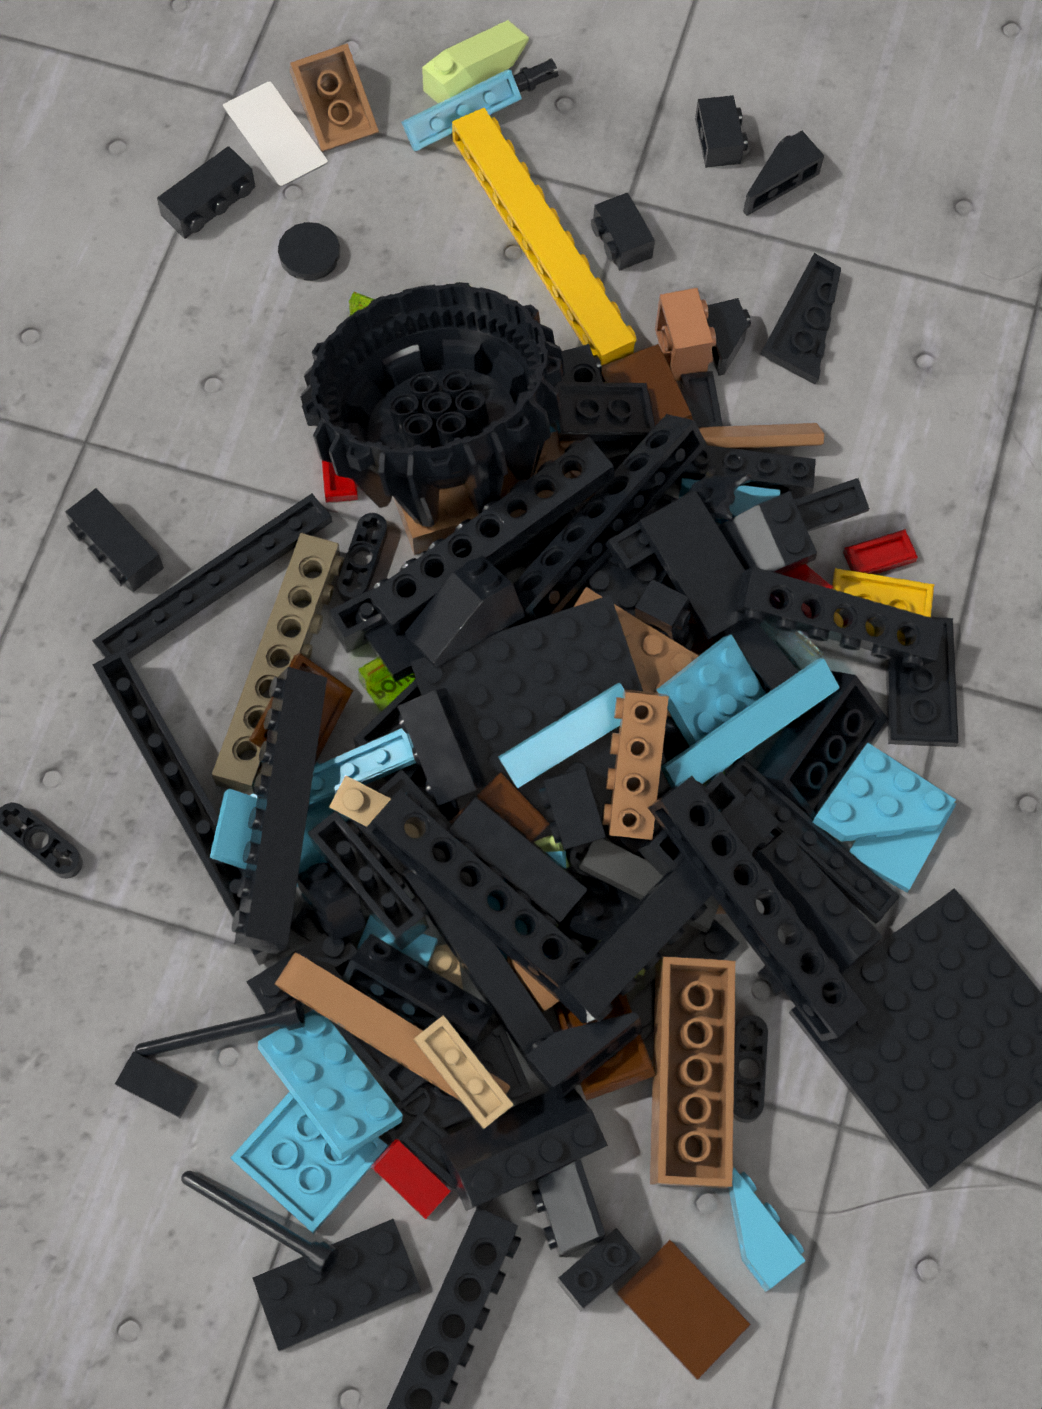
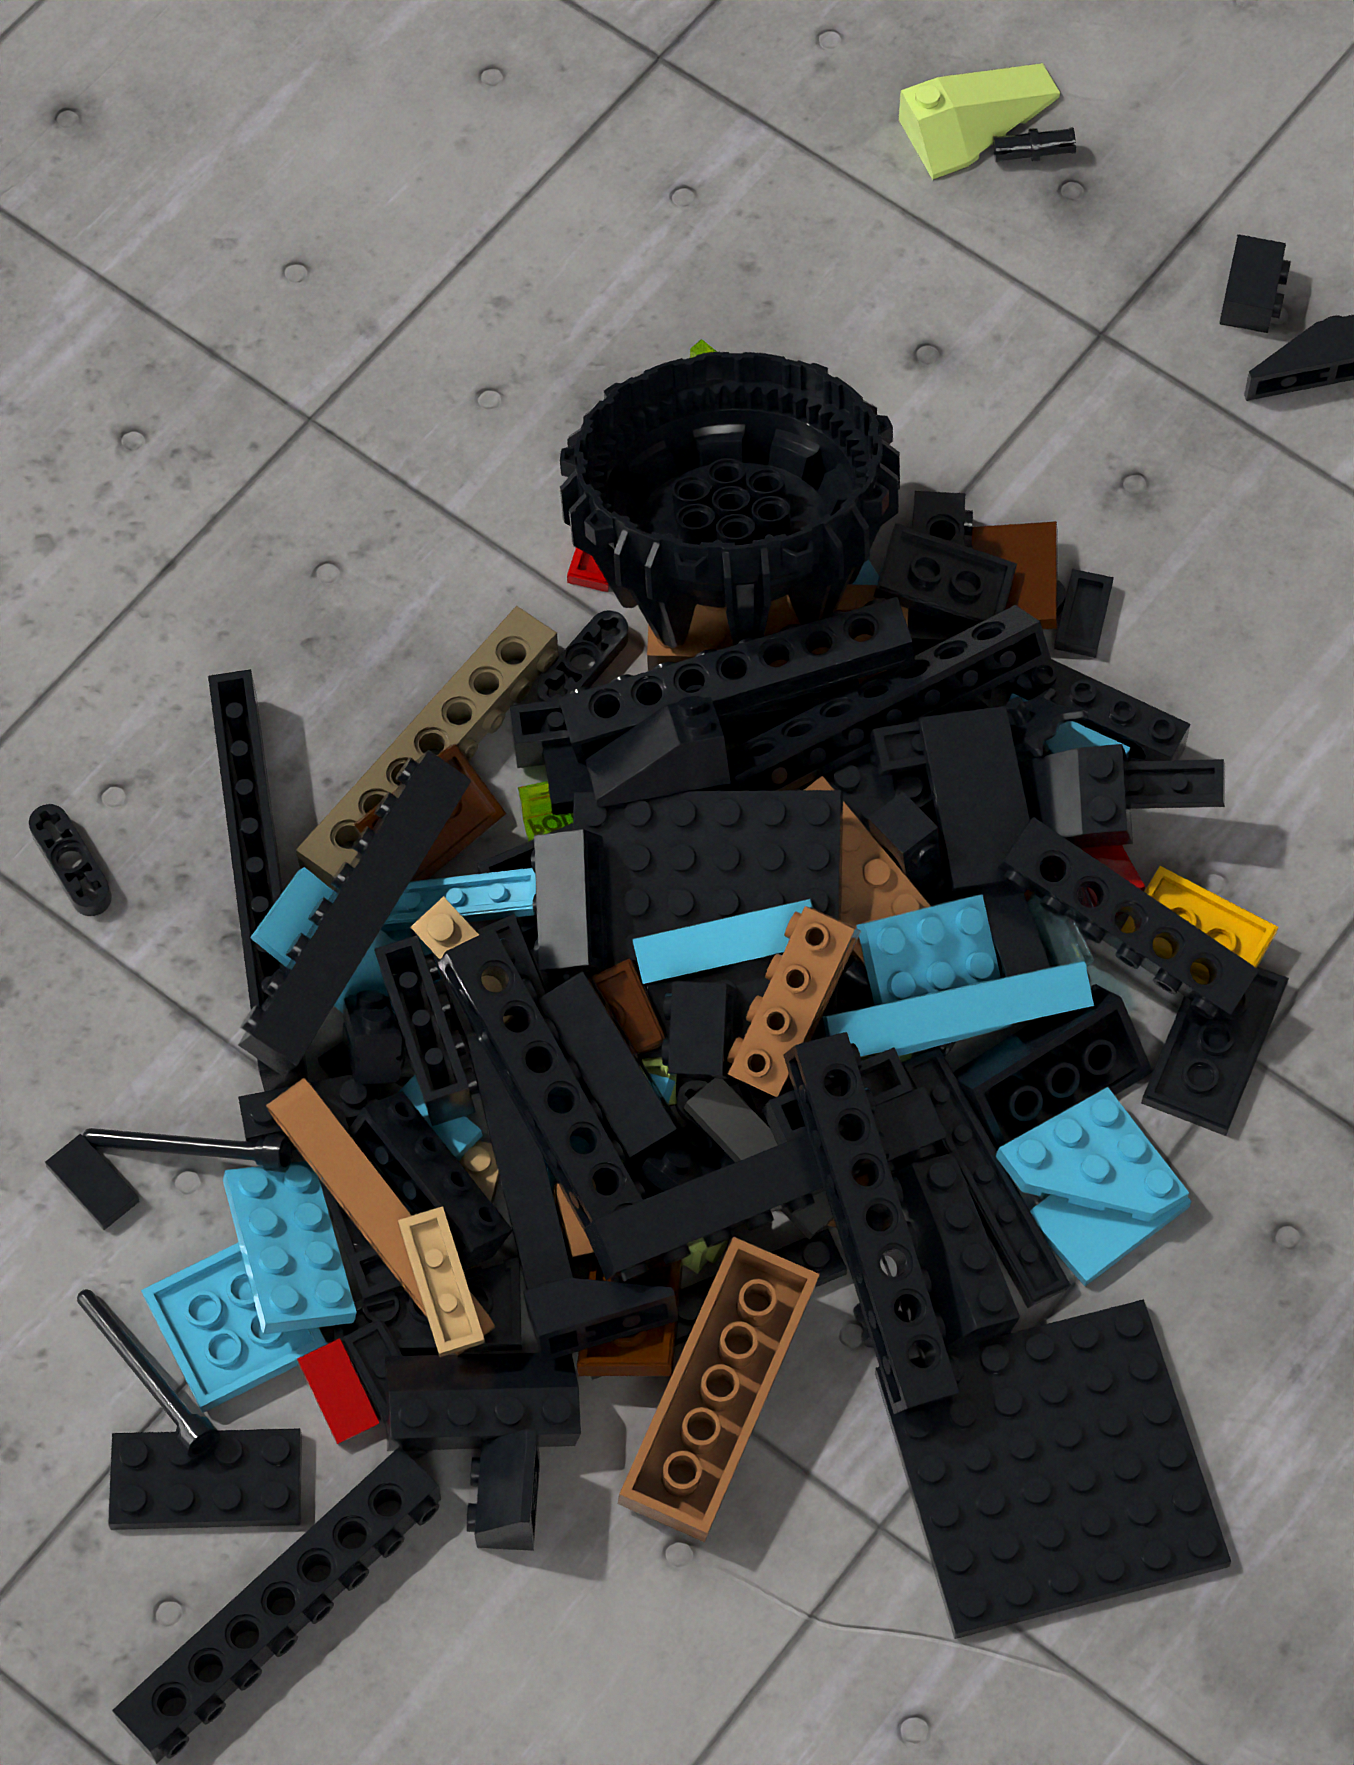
camera: 25 degrees right, 5 degrees down
(113, 541) = (293, 544): black brick -> none
(206, 192) = (574, 164): black brick -> none
(214, 579) = (396, 628): black plate -> none
(275, 133) = (691, 118): white sticker -> none
(309, 251) = (672, 274): black tile -> none
(333, 97) = (778, 95): medium nougat slope -> none
(437, 120) = (932, 158): medium azure tile -> none
(542, 237) = (967, 346): yellow brick -> none
(598, 1269) = (513, 1573): black brick -> none
(622, 231) = (1073, 370): black brick -> none
(683, 1309) = (596, 1659): reddish brown tile -> none
(684, 332) = (1093, 518): nougat brick -> none
(730, 327) = (1151, 534): black slope -> none
(760, 1042) = (798, 1382): black beam -> none
(762, 1243) = (722, 1620): medium azure slope -> none
(763, 435) = (1137, 675): medium nougat tile -> none
(802, 327) = (1257, 556): black wing -> none
(881, 553) = (1233, 870): red tile -> none

